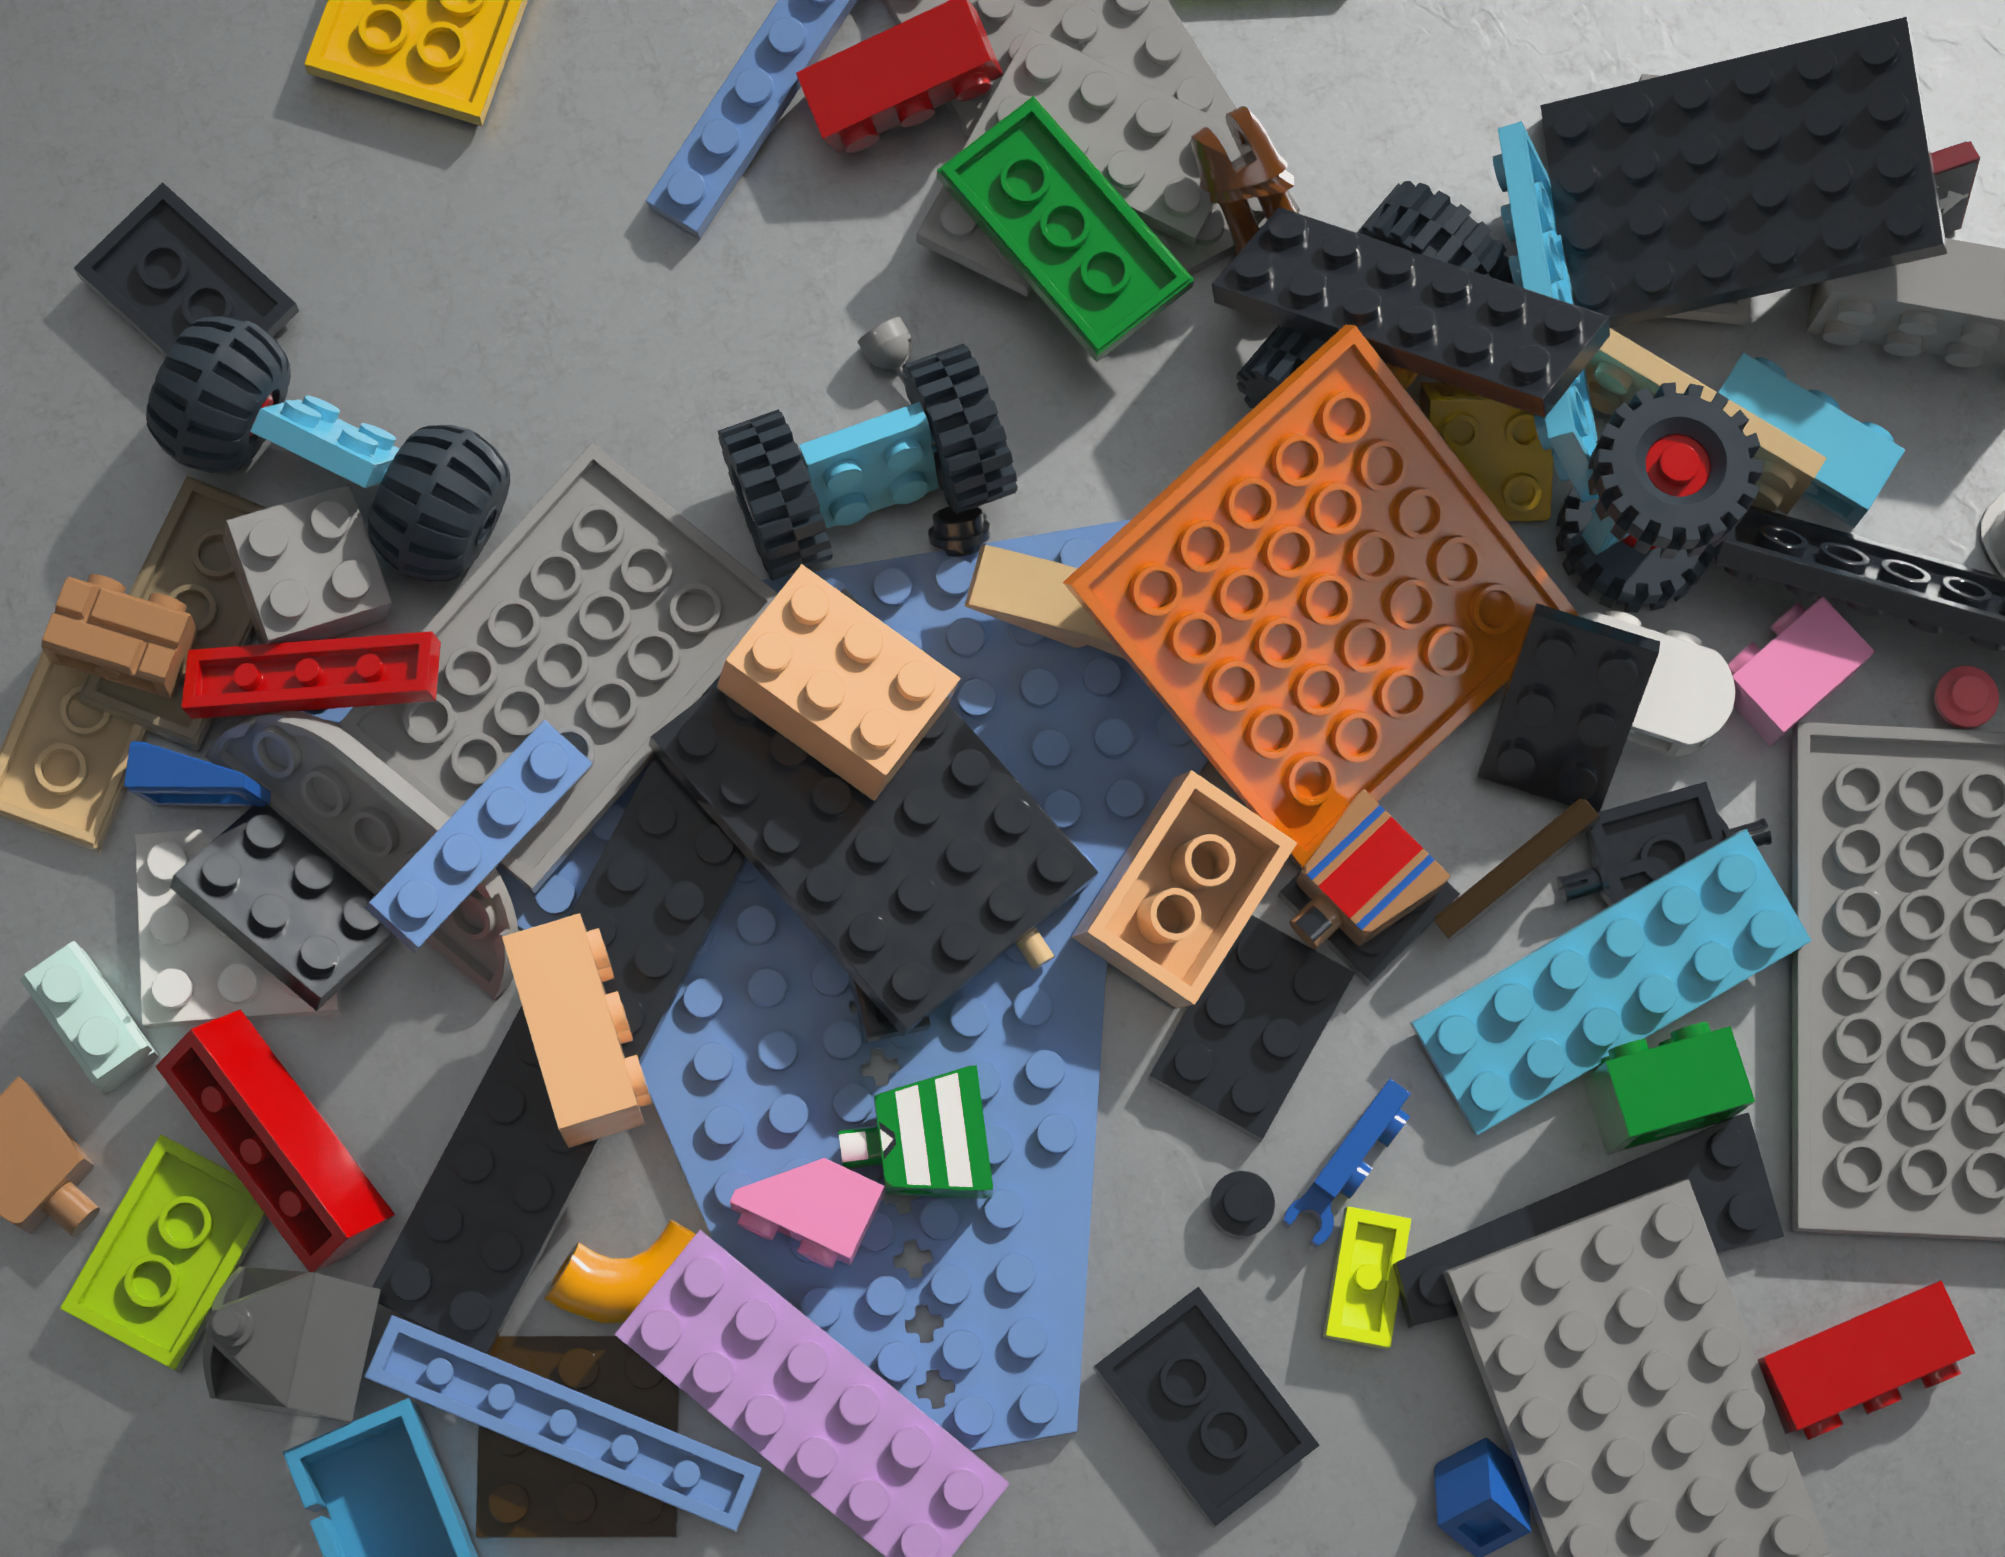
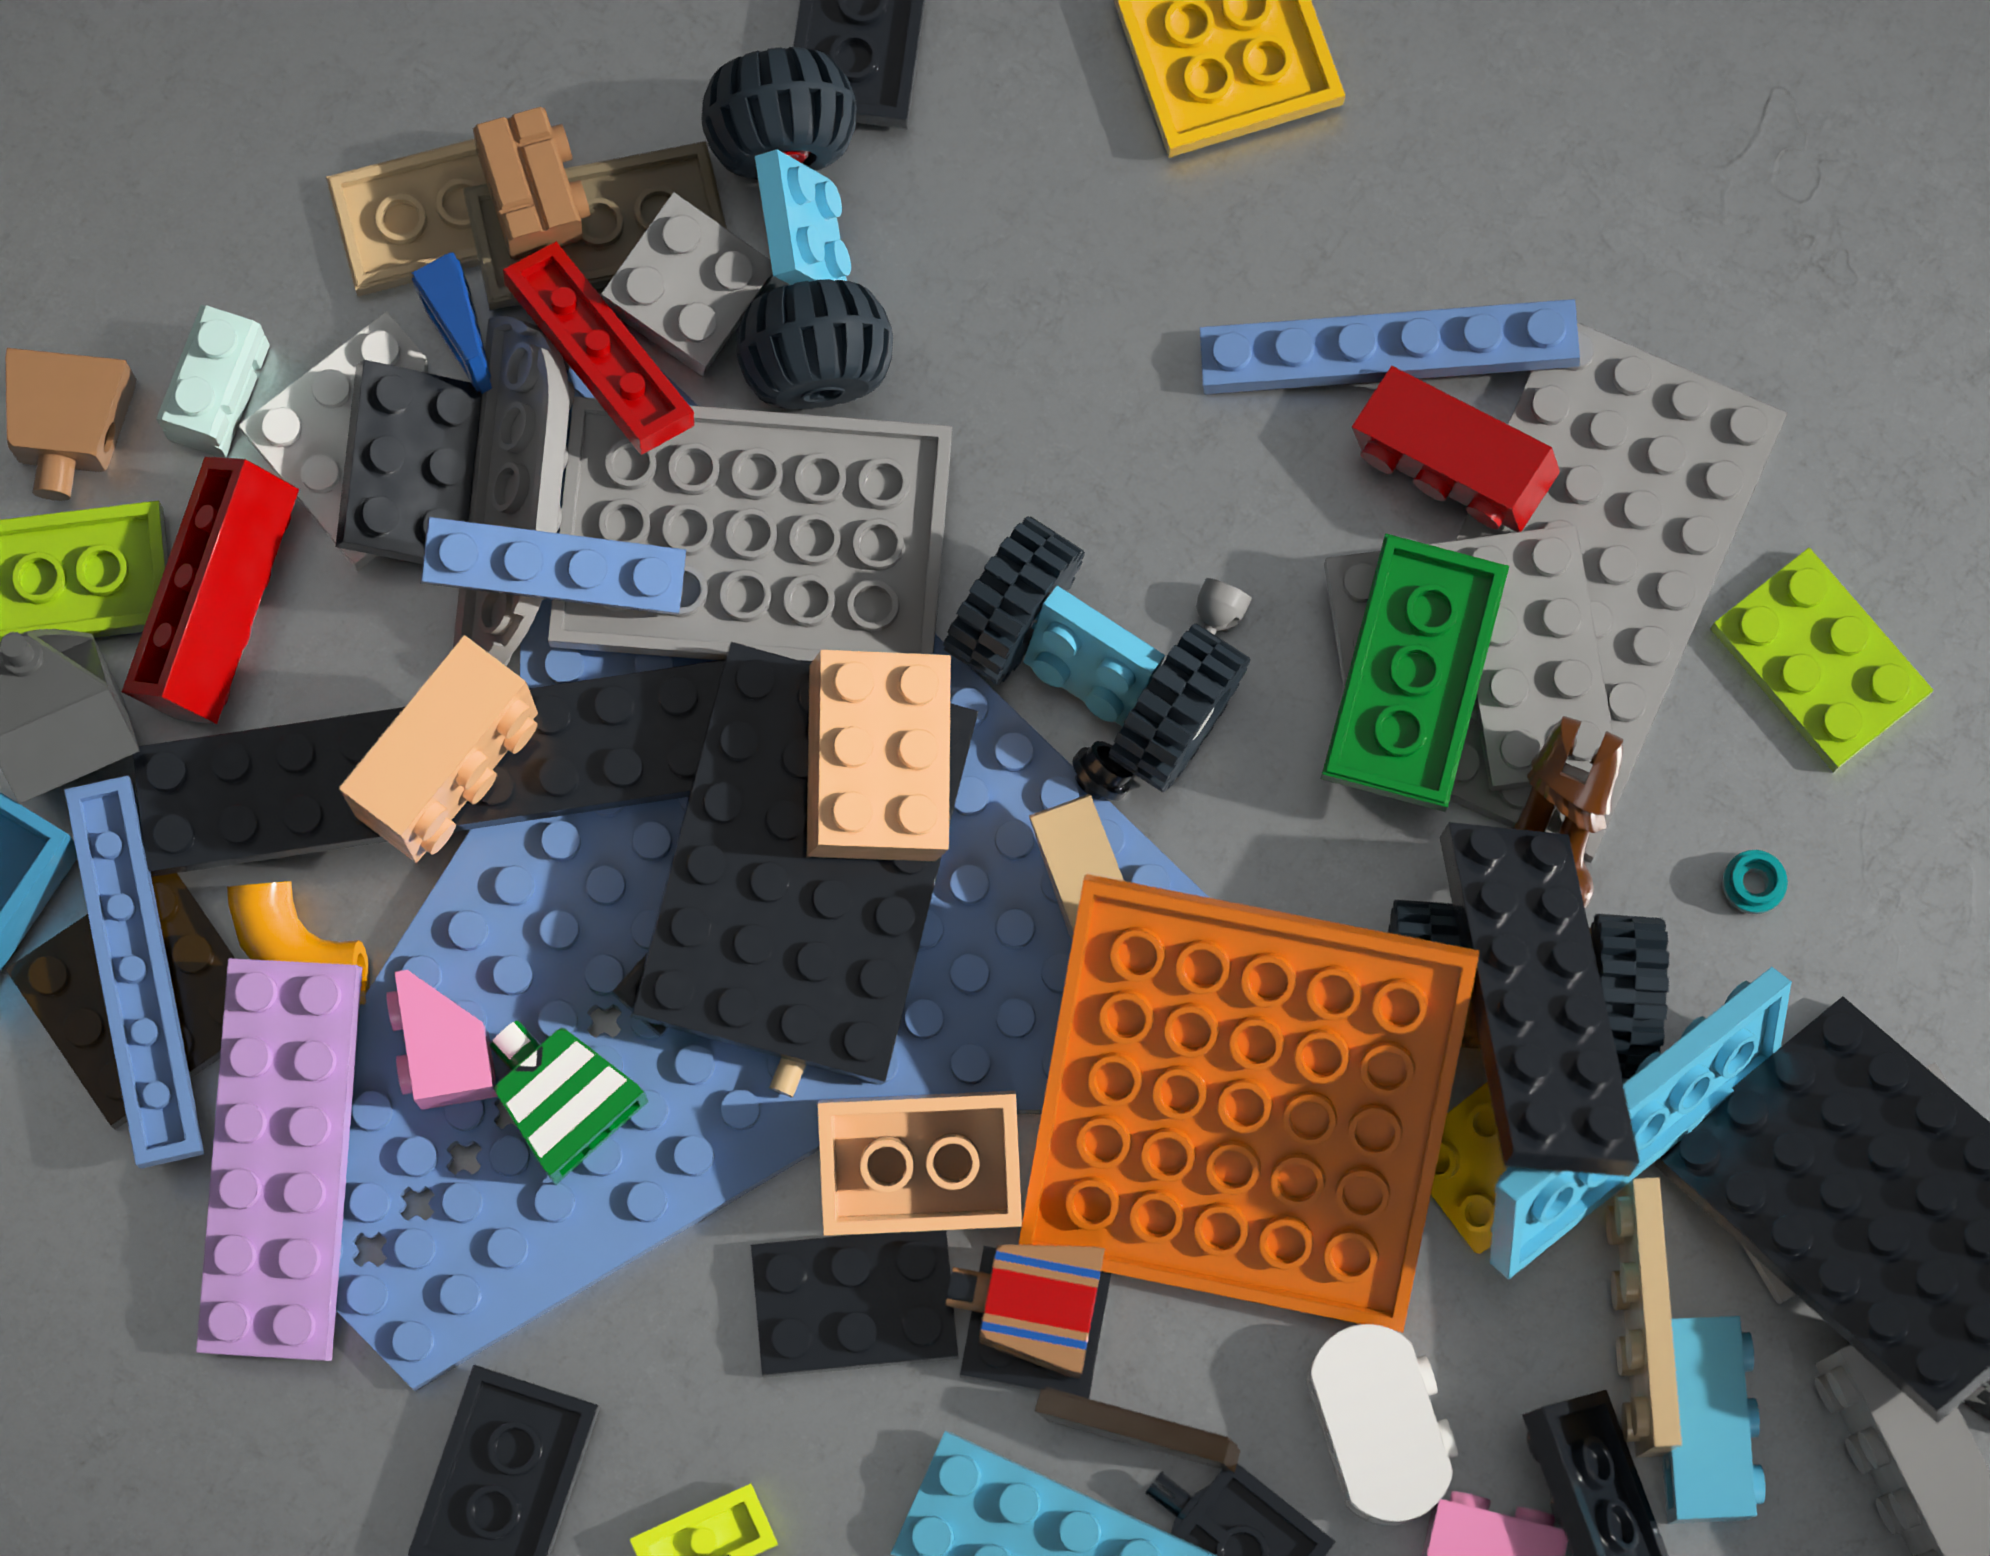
camera: 60 degrees right, 0 degrees up
(1242, 1203) = (696, 1395): black plate -> none
(1346, 1167) = (783, 1460): blue plate -> none
(1405, 89) = (1765, 866): none -> teal plate
(1568, 707) = (1306, 1376): black plate -> none
(1669, 491) = (1535, 1320): black plate -> none

